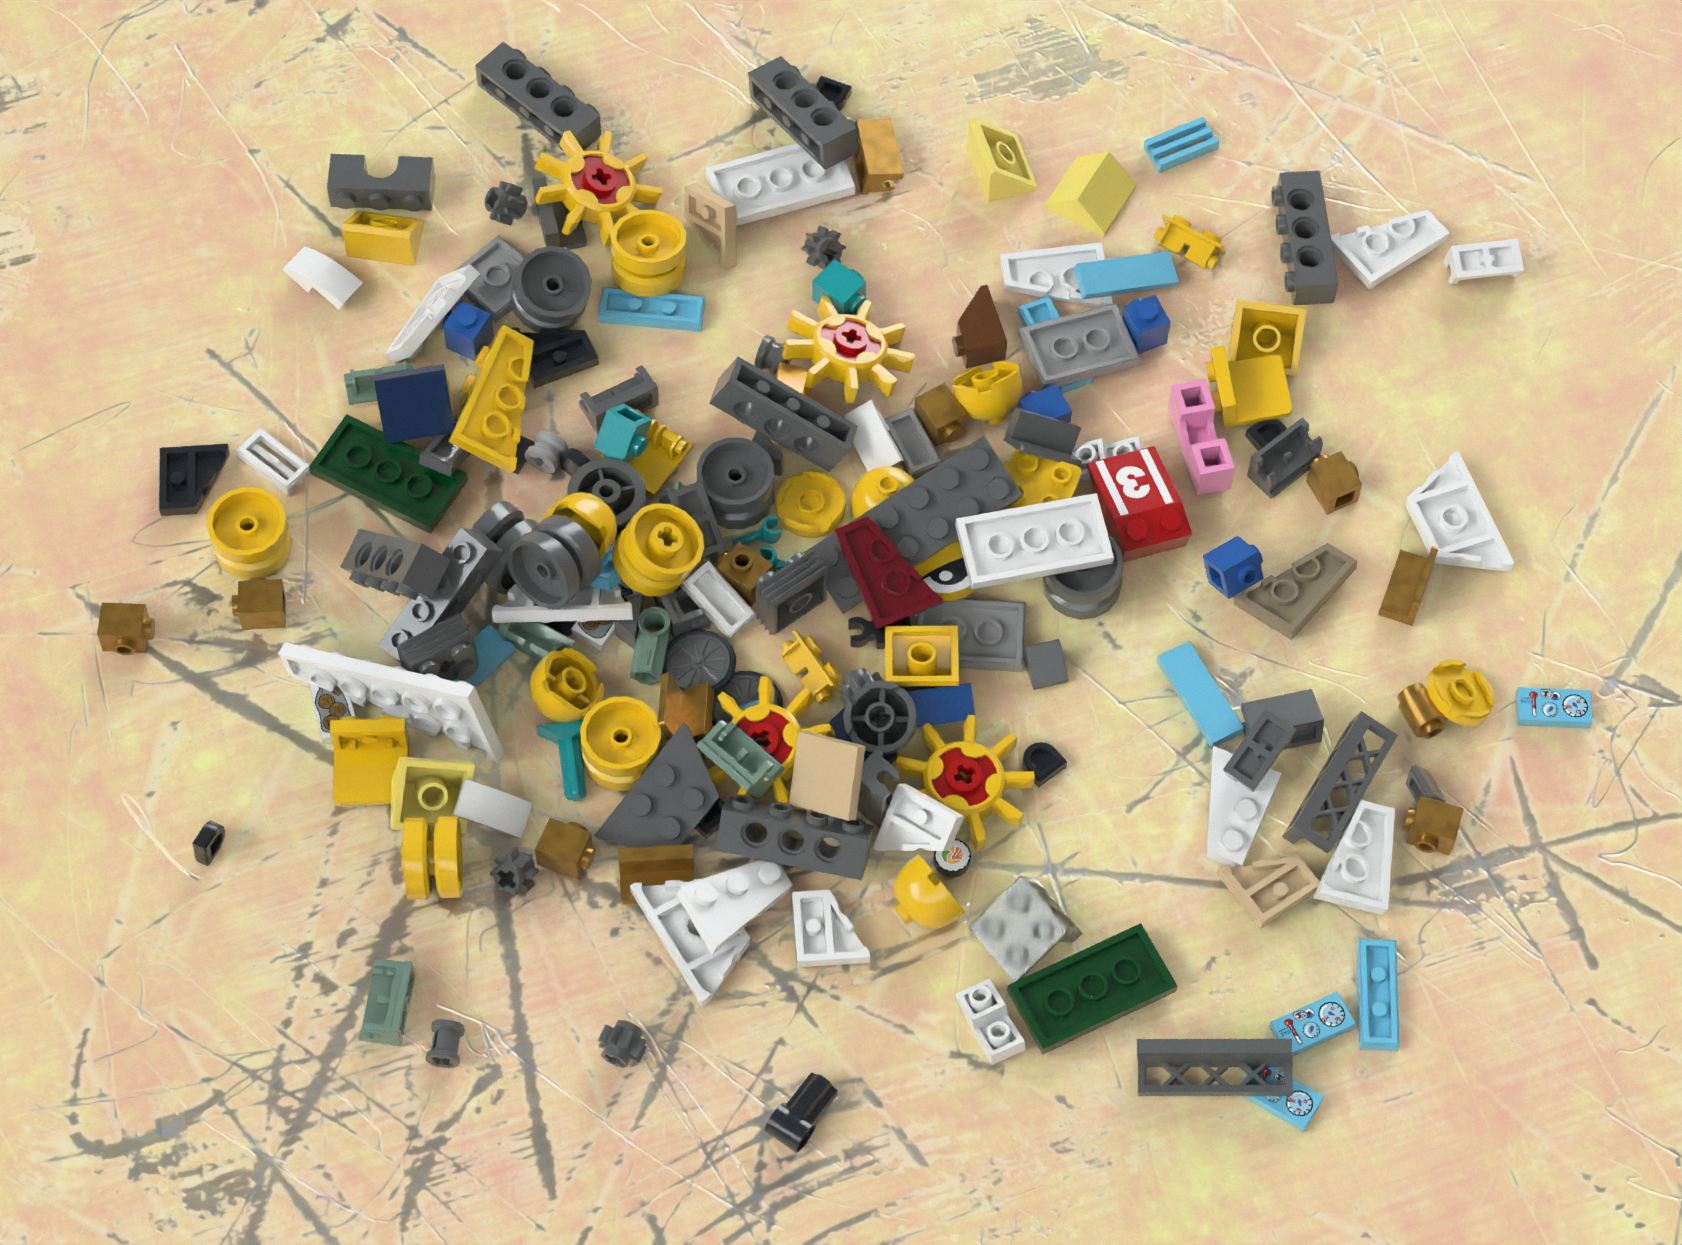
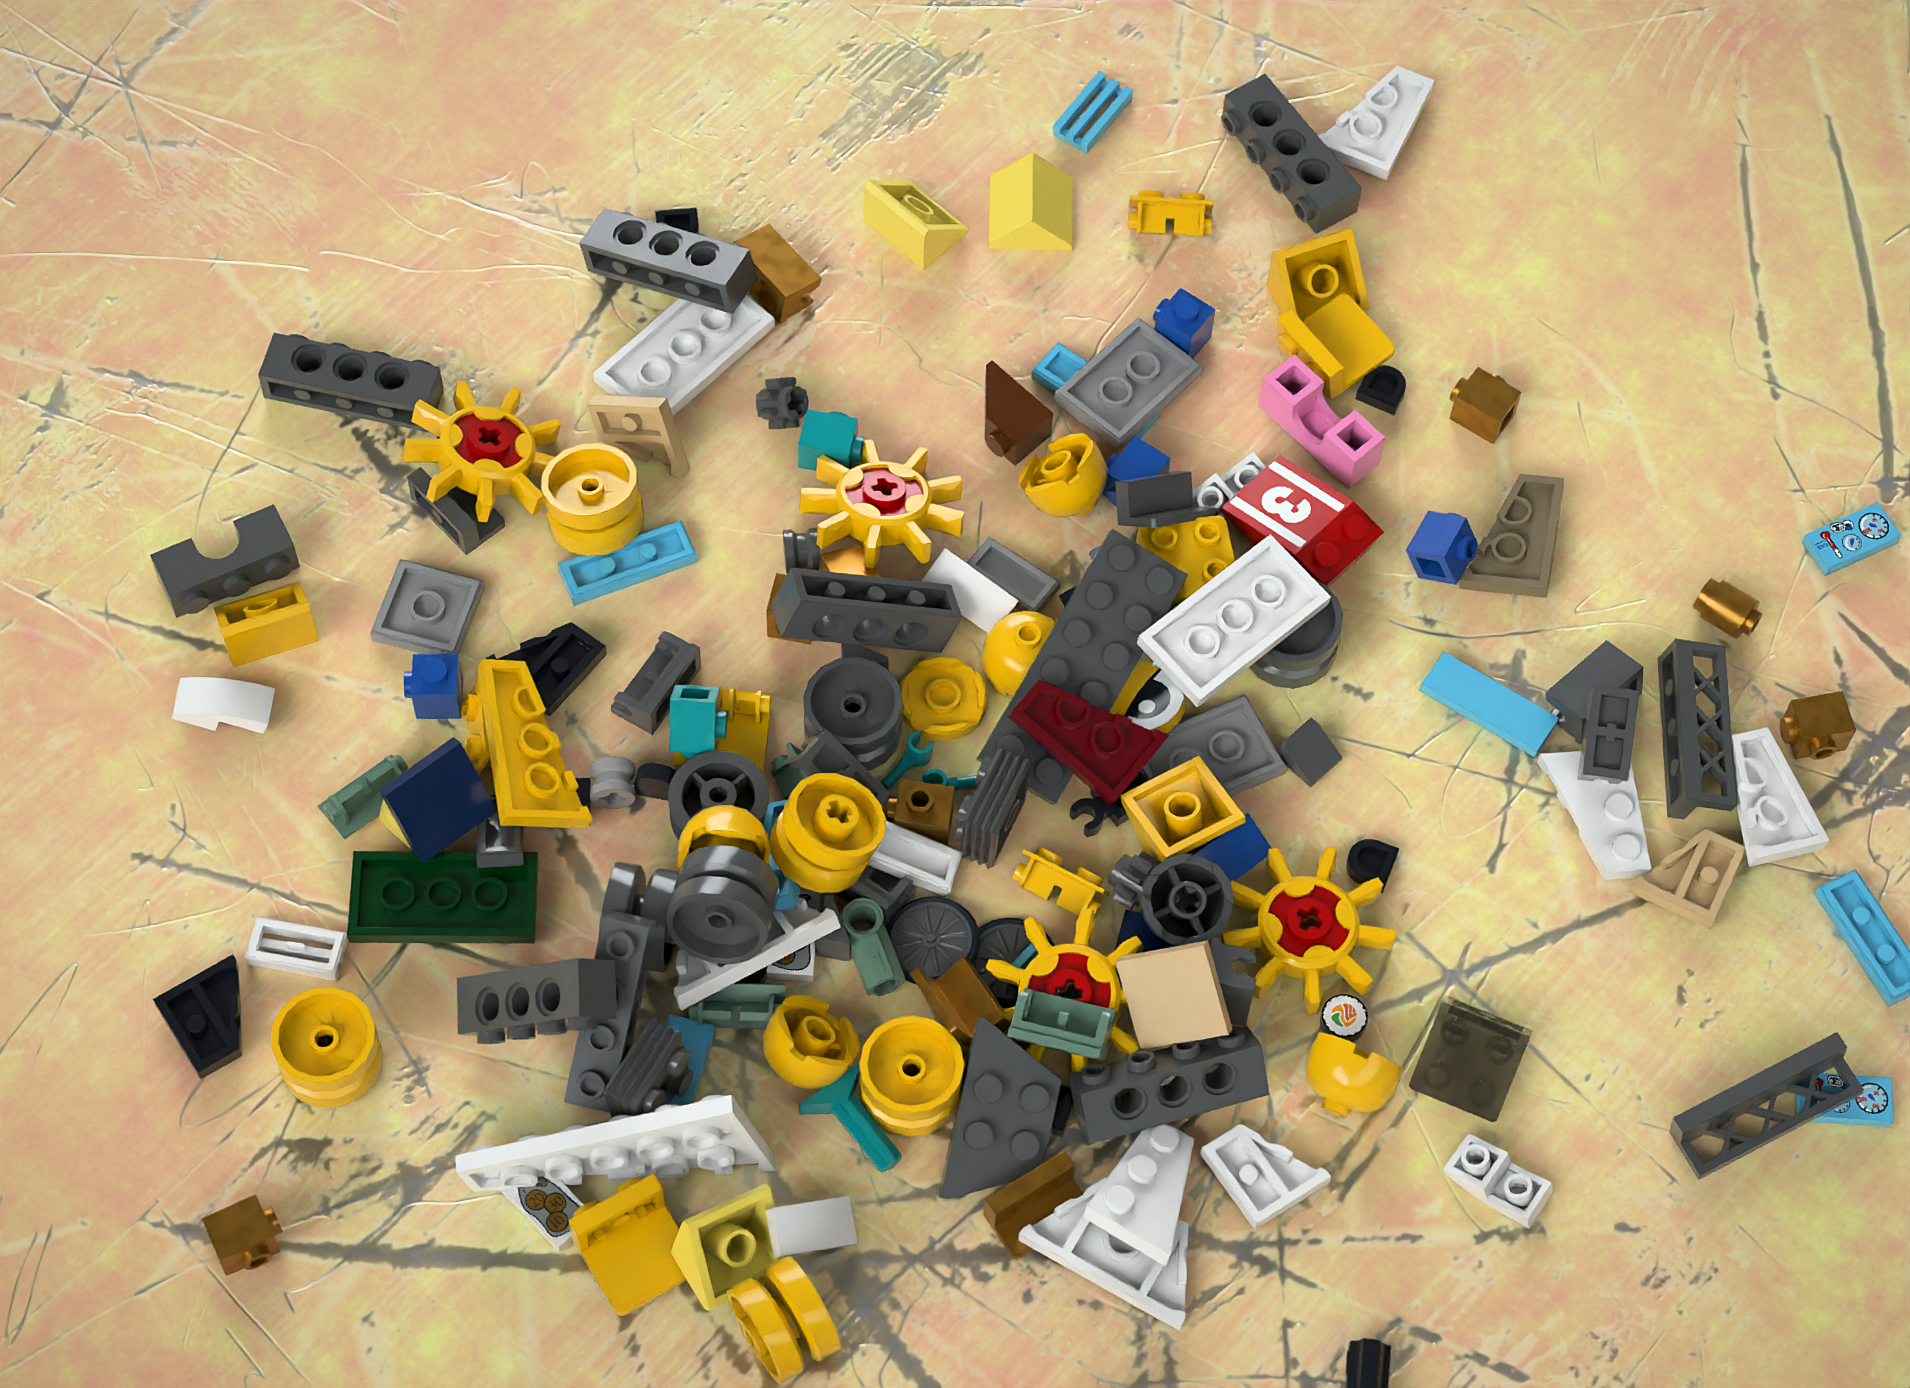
camera: 30 degrees left, 0 degrees up
(260, 604) = (388, 1124): pearl gold brick -> none
(430, 312) = (380, 684): white wing -> none
(506, 203) = (388, 518): dark grey gear -> none
(514, 872) = (880, 1287): dark grey gear -> none
(551, 289) = (507, 593): dark grey wheel -> none
(565, 848) = (919, 1229): pearl gold brick -> none
(917, 823) = (1296, 998): white wing -> none
(941, 415) = (1028, 529): pearl gold brick -> none
(1051, 272) = (1059, 309): white wing -> none
(1091, 988) = (1582, 1087): dark green plate -> none
(1125, 275) = (1128, 281): medium azure tile -> none
(1284, 459) = (1419, 405): dark grey hinge -> none
(1314, 1023) = (1828, 1003): medium azure tile -> none
(1407, 586) = (1629, 479): pearl gold panel -> none
(1422, 784) = (1777, 691): dark grey slope -> none
(1456, 520) = (1633, 386): white wing -> none
(1459, 693) = (1755, 569): yellow tile -> none
(1484, 260) = (1489, 94): white hinge -> none

